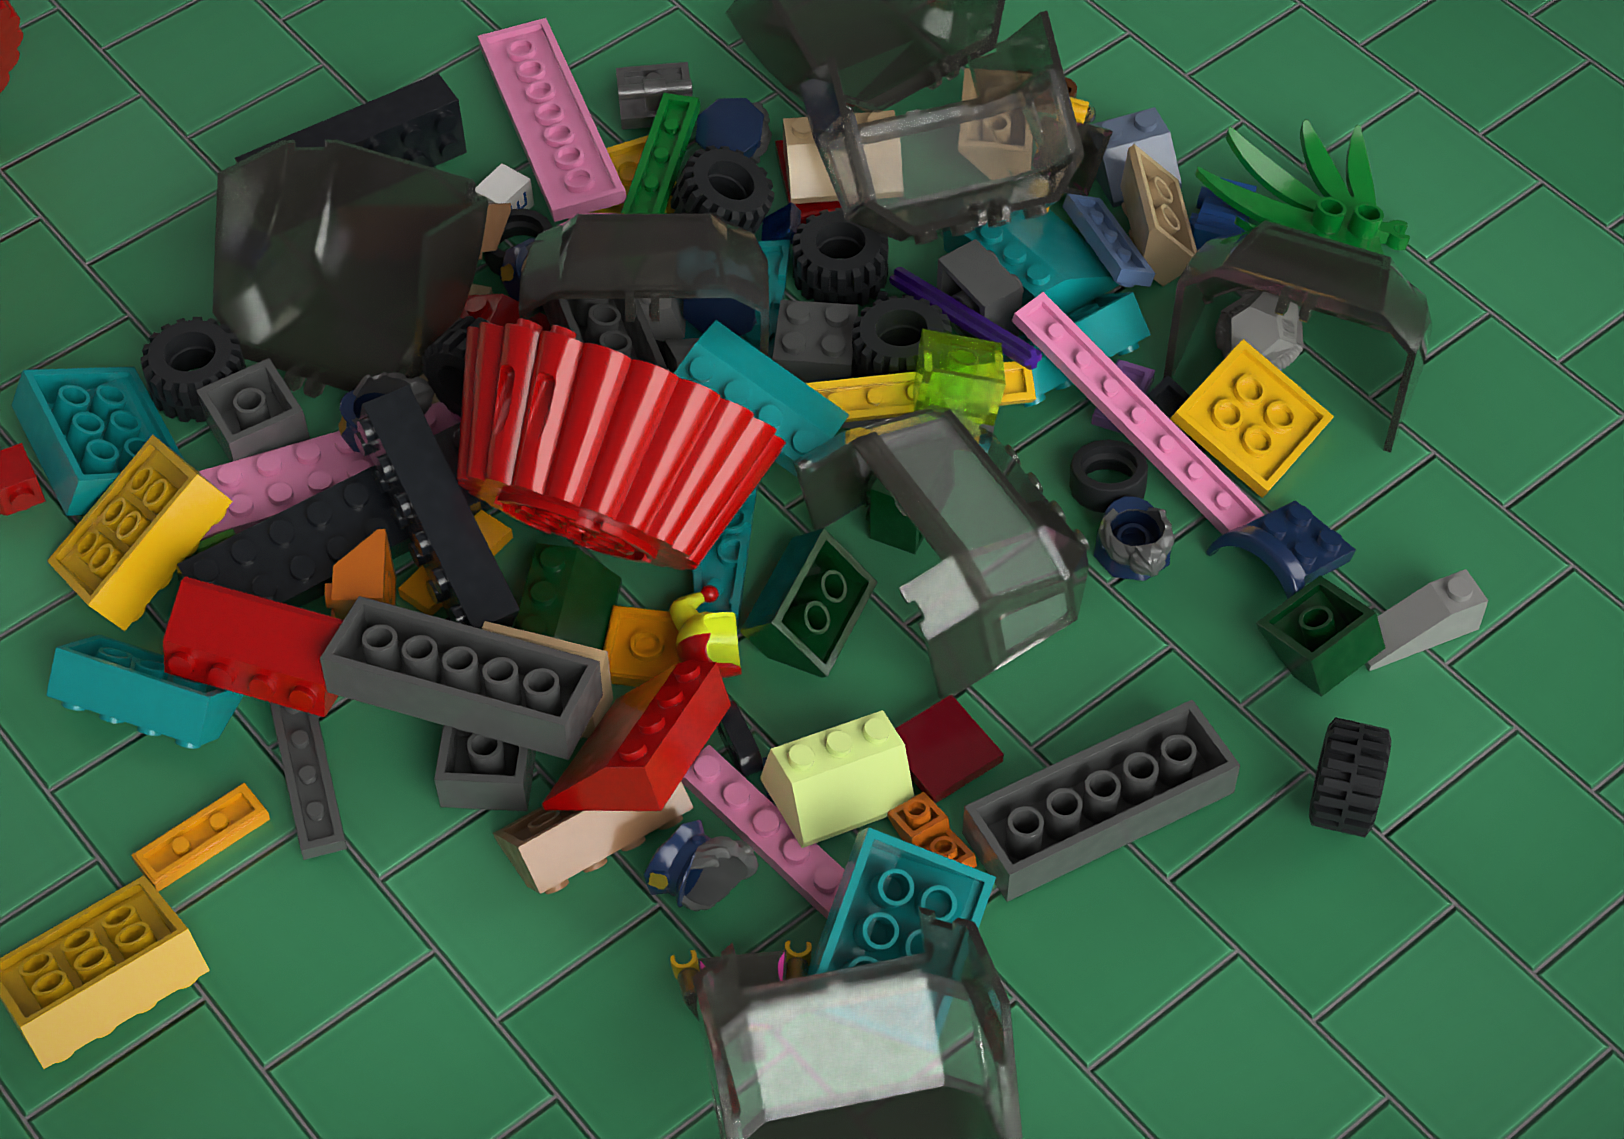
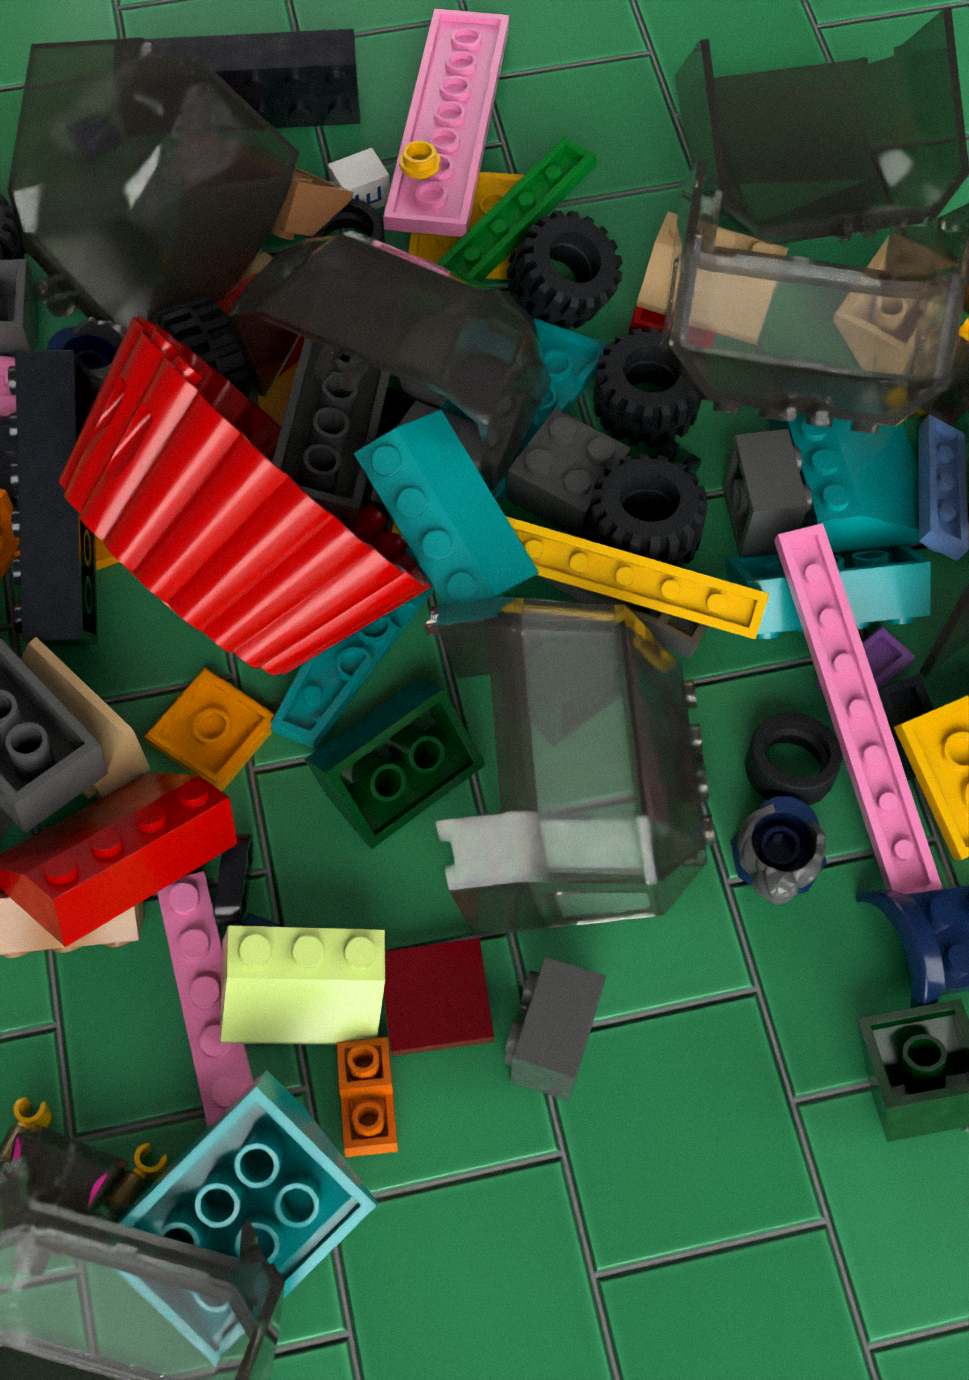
camera: 25 degrees right, 10 degrees up
(556, 155) = (419, 160): none -> yellow plate
(568, 596) = (143, 660): dark green slope -> none
(643, 87) = (563, 117): flat silver plate -> none
(699, 867) = (97, 1015): piece -> none
(706, 634) = (262, 758): neon yellow piece -> none
(735, 125) = (622, 204): dark blue piece -> none
(781, 224) = (612, 323): clear blue plate -> none
(959, 375) = (676, 582): clear neon green slope -> none
(967, 318) = (733, 516): dark purple axle -> none
(1045, 715) = (556, 1028): none -> dark grey brick
(1099, 799) = (565, 1150): dark grey brick -> none
(1350, 777) = (856, 1278): black tyre -> none

